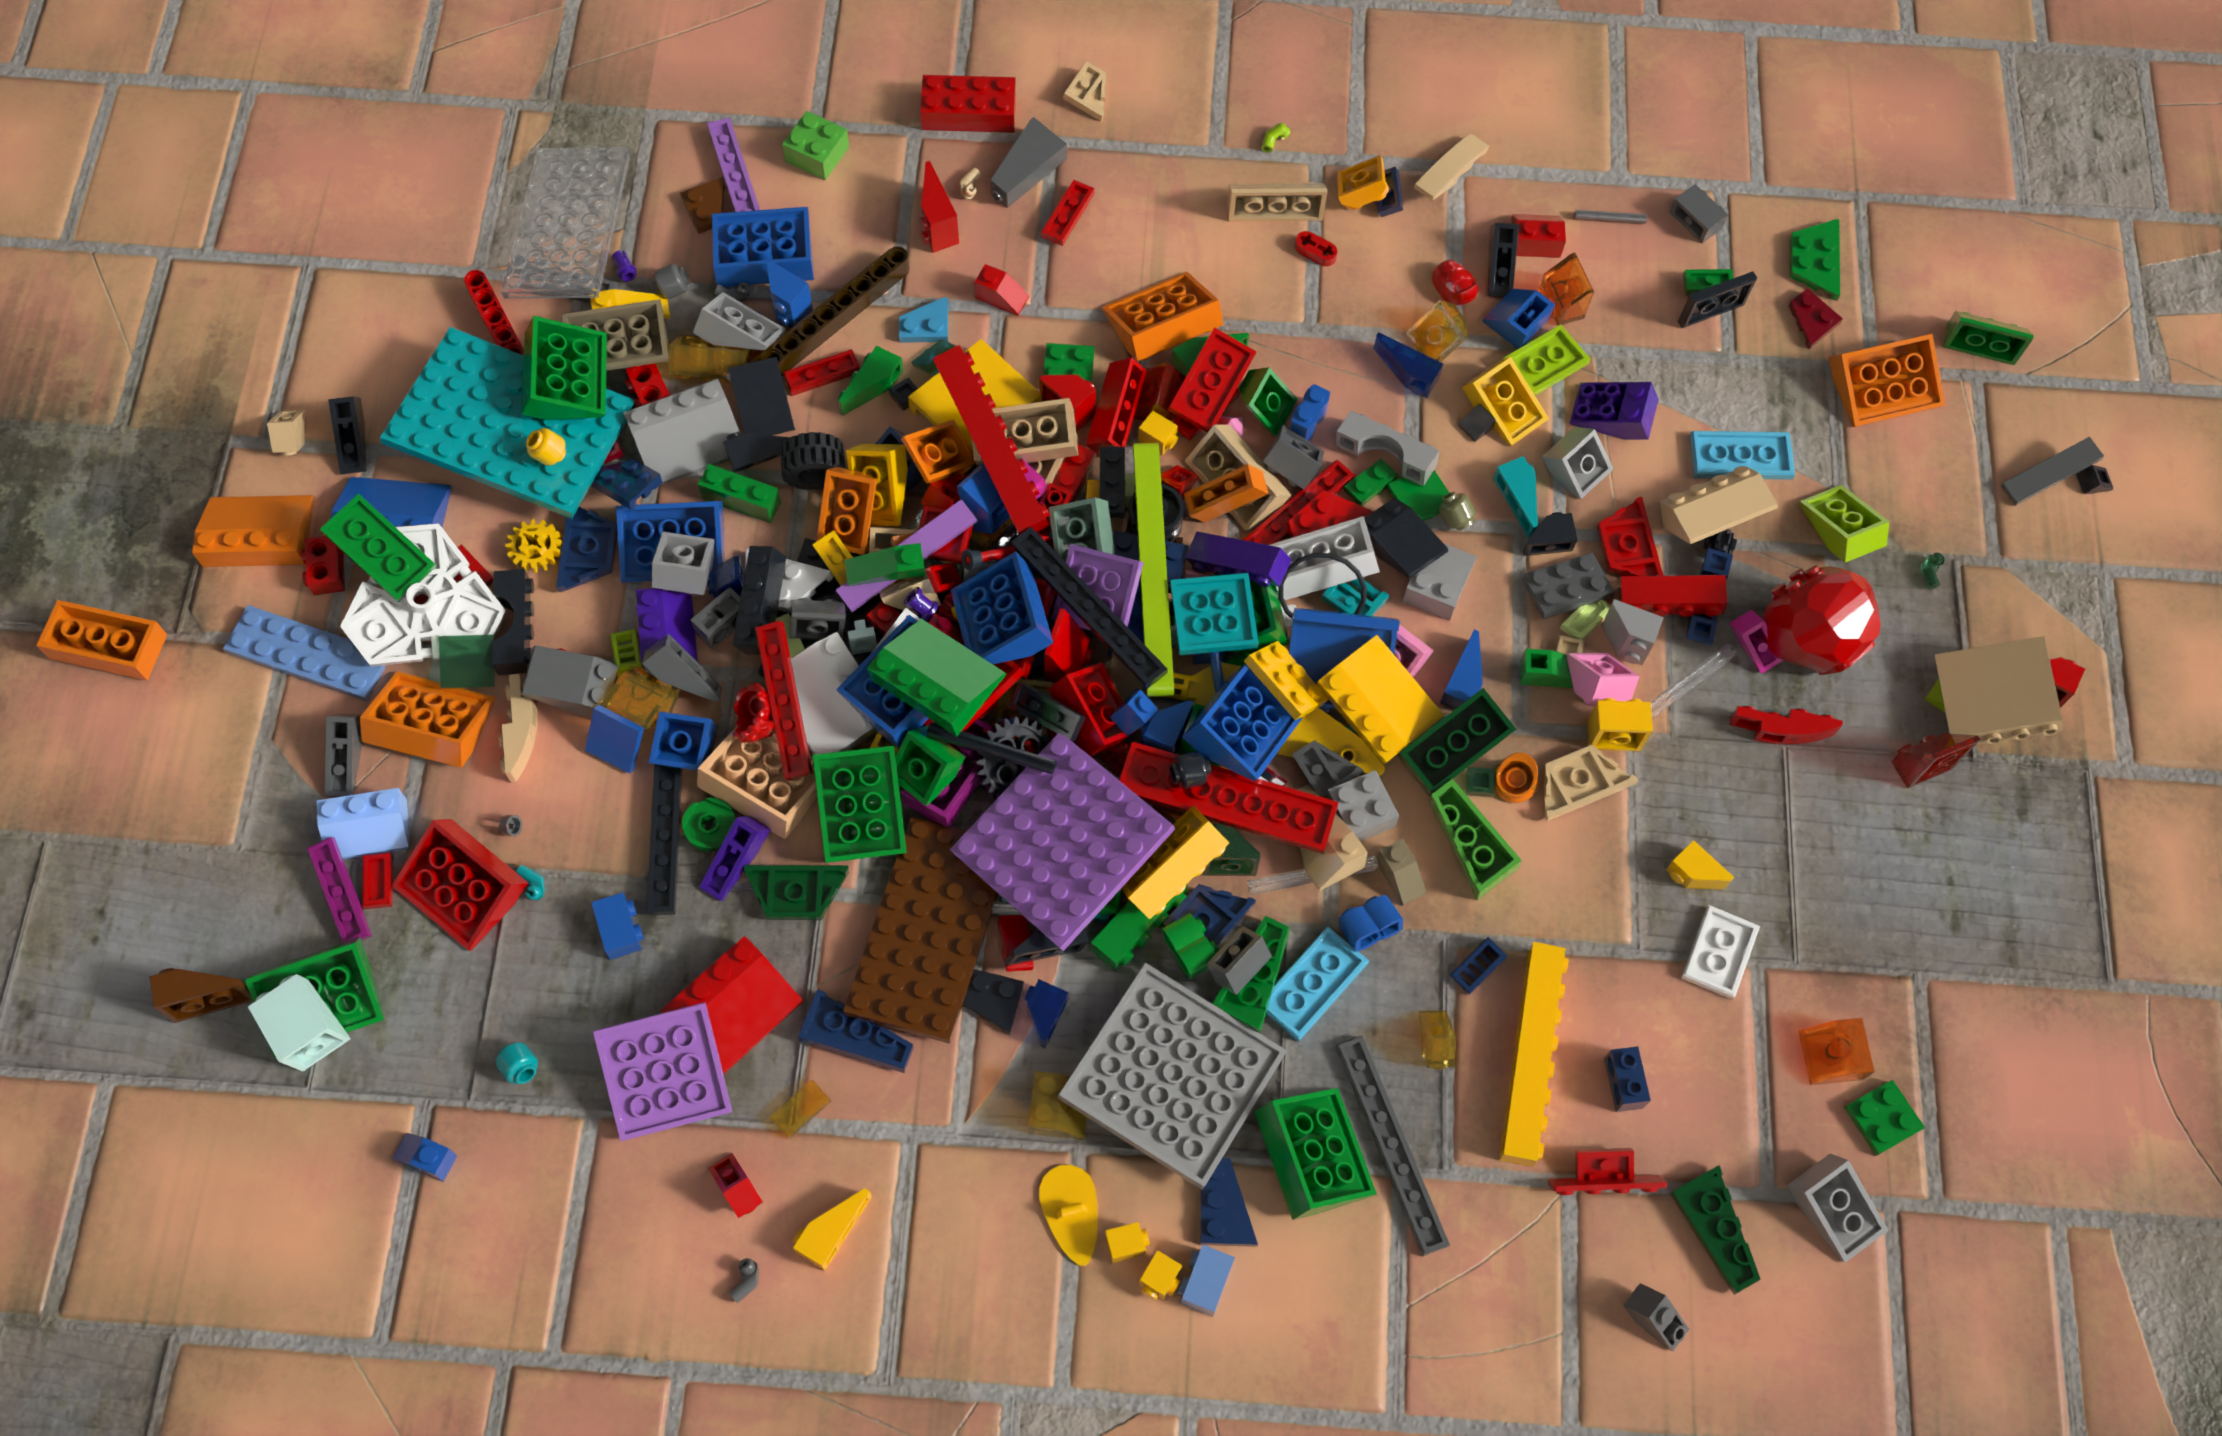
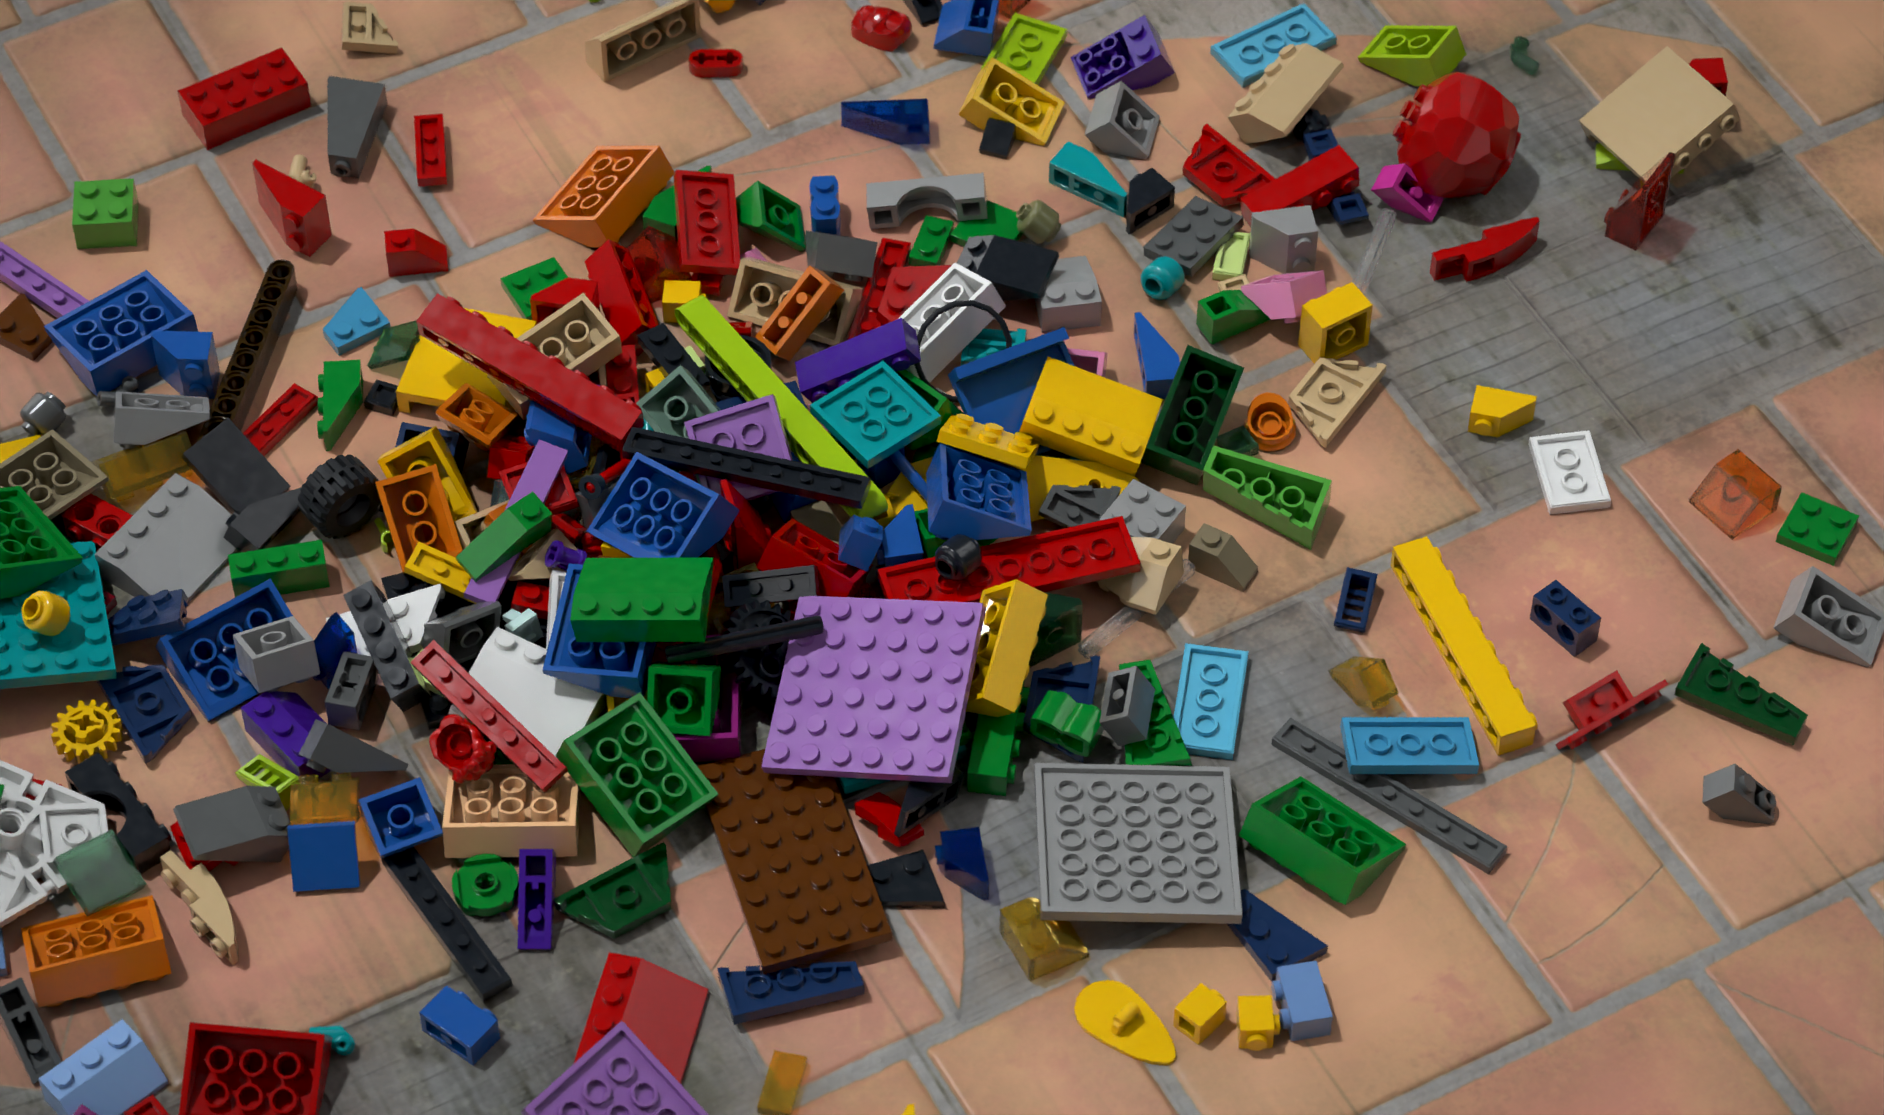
camera: 30 degrees left, 15 degrees down
(507, 820) = (266, 999): dark grey hinge -> none
(1370, 922) = (1226, 616): blue brick -> none
(1432, 1116) = (1409, 745): none -> dark azure plate
(1439, 331) = (899, 74): clear yellow slope -> none
(1518, 609) = (1162, 278): none -> teal head

